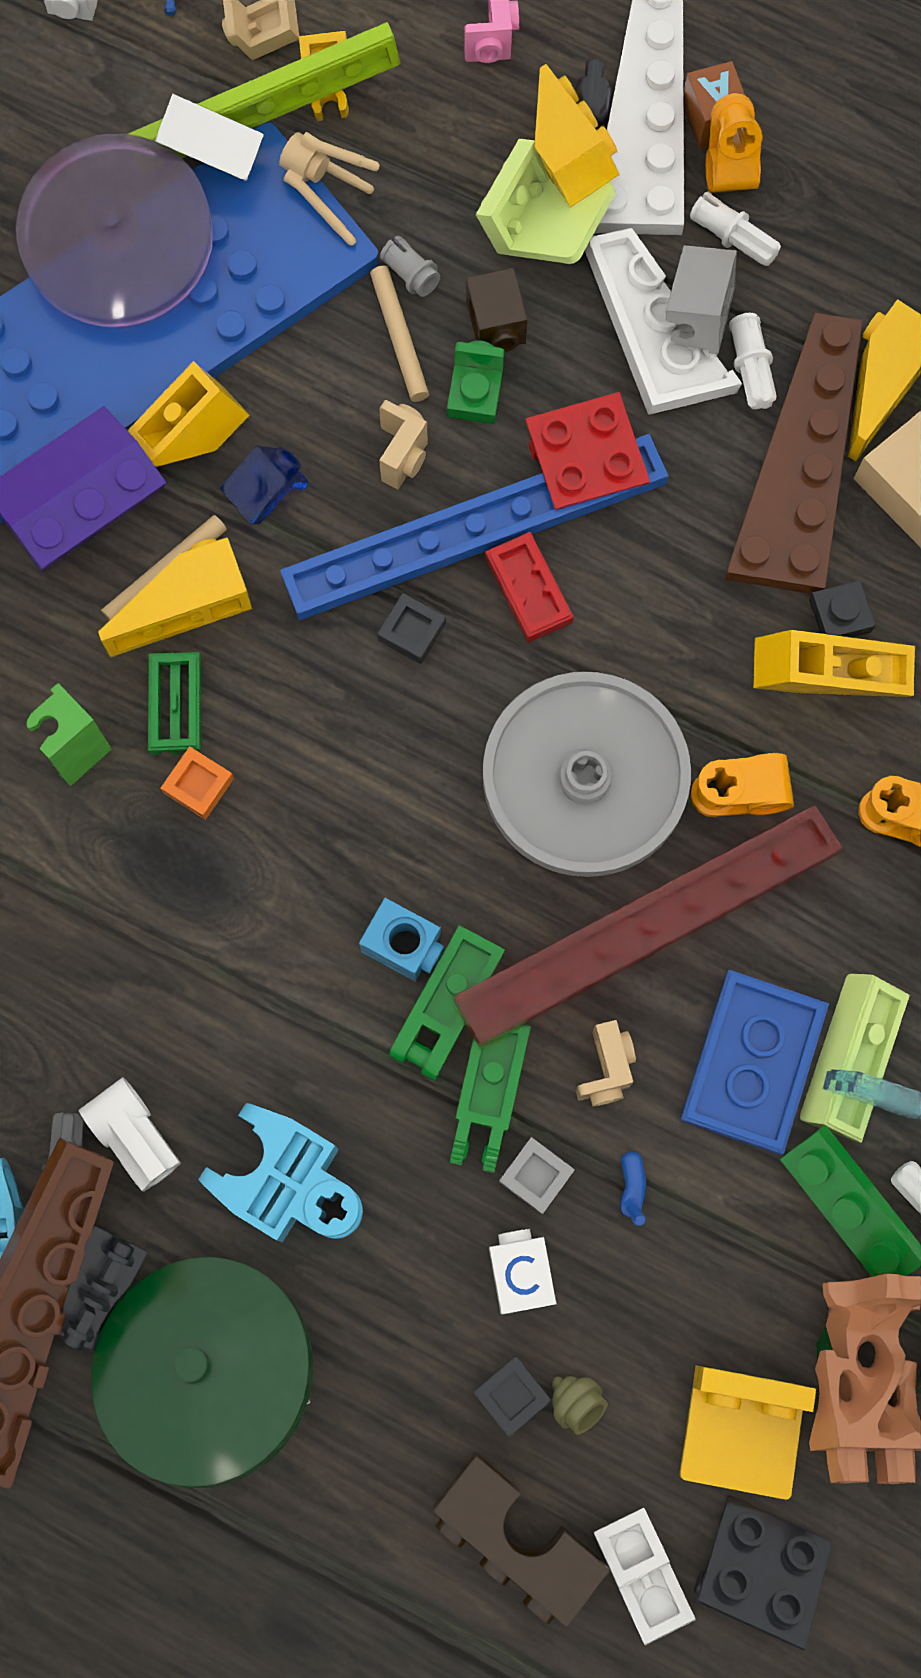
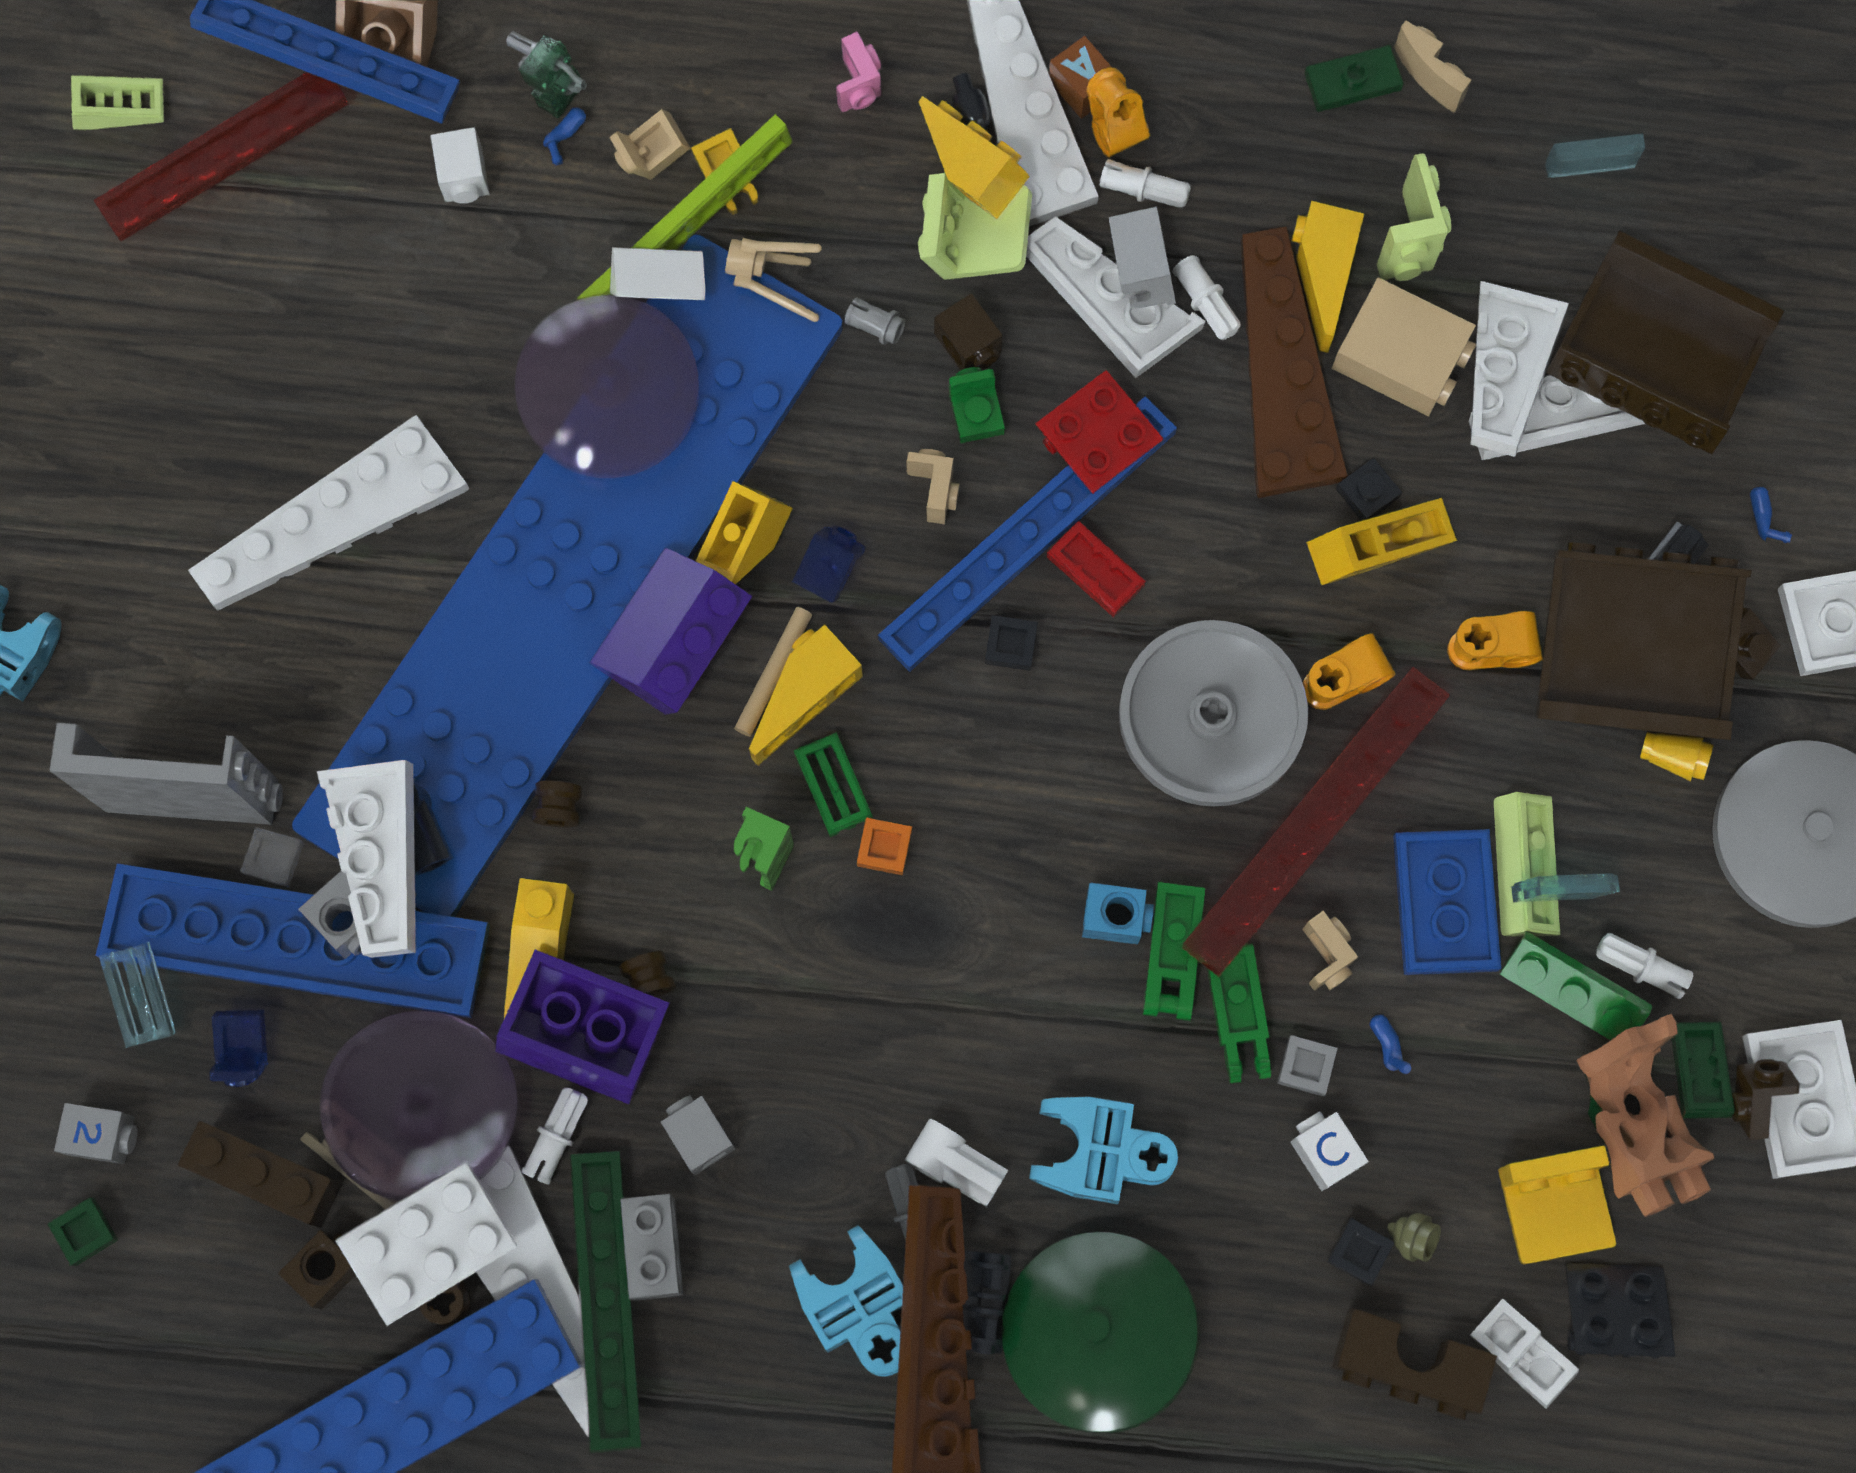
camera: 20 degrees left, 0 degrees up
(399, 334) = (889, 384): tan bar -> none

